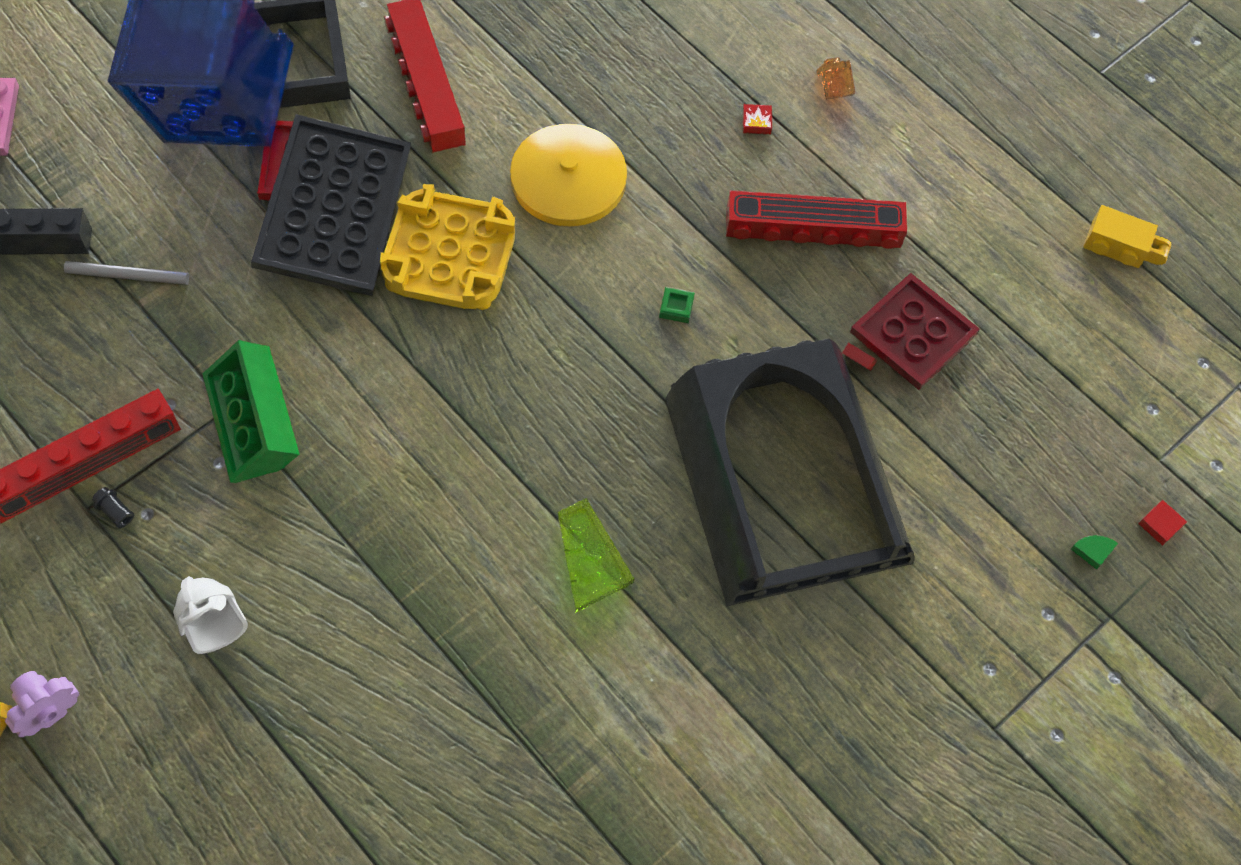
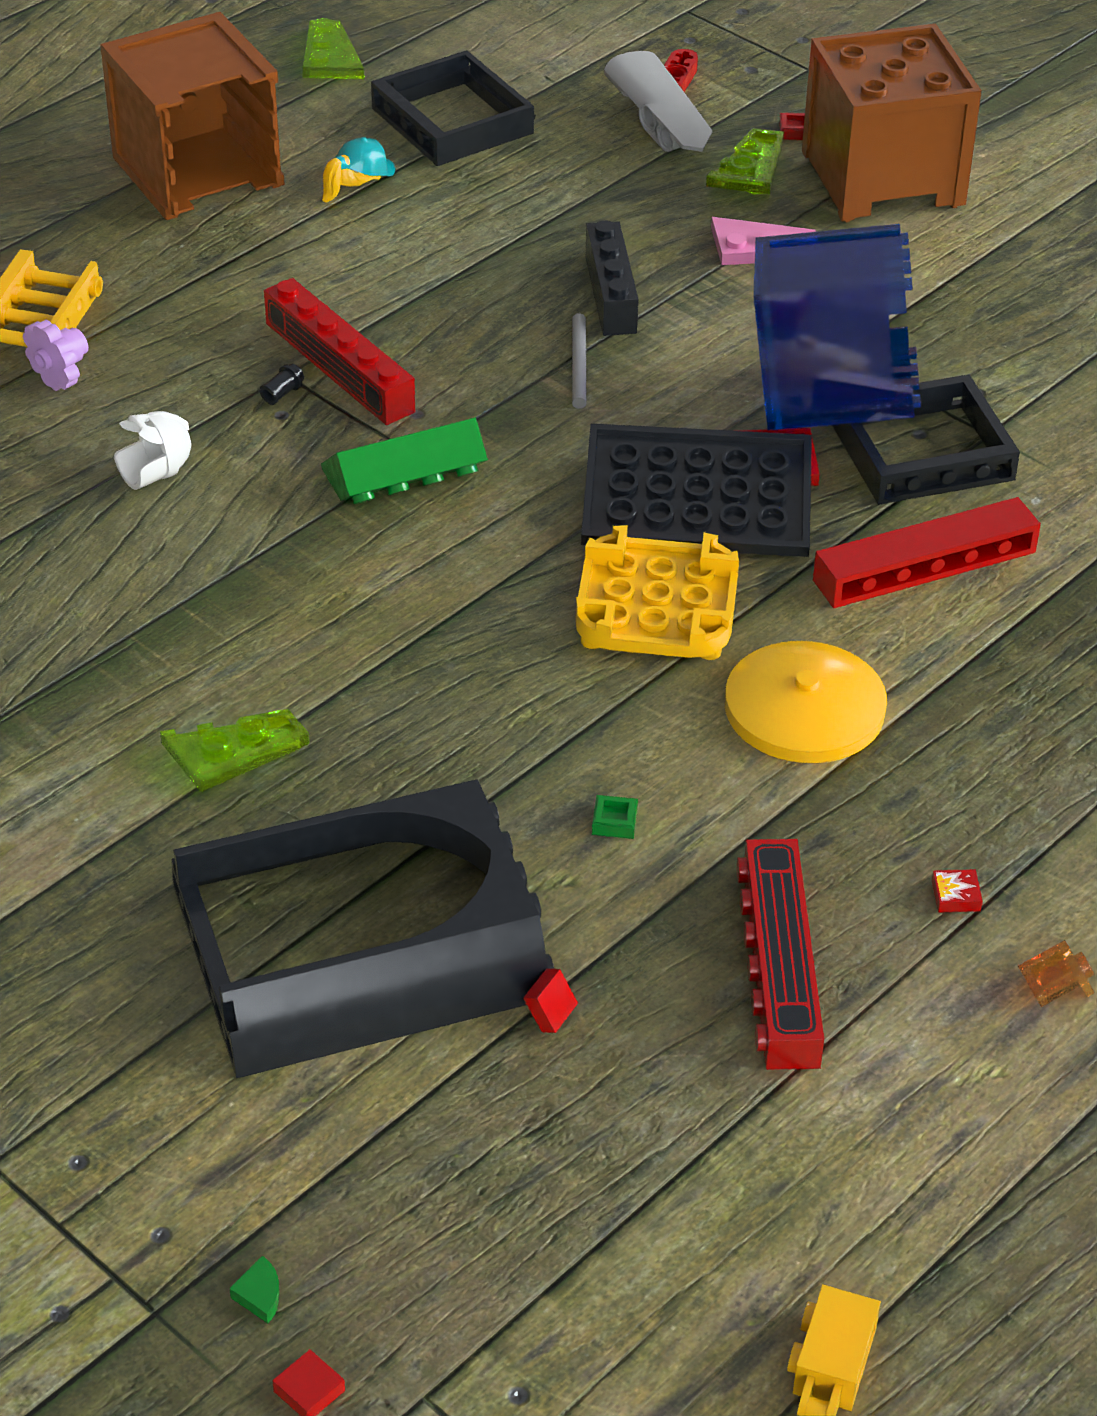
camera: 90 degrees right, 20 degrees down
(914, 331) = (608, 1071): dark red plate -> none

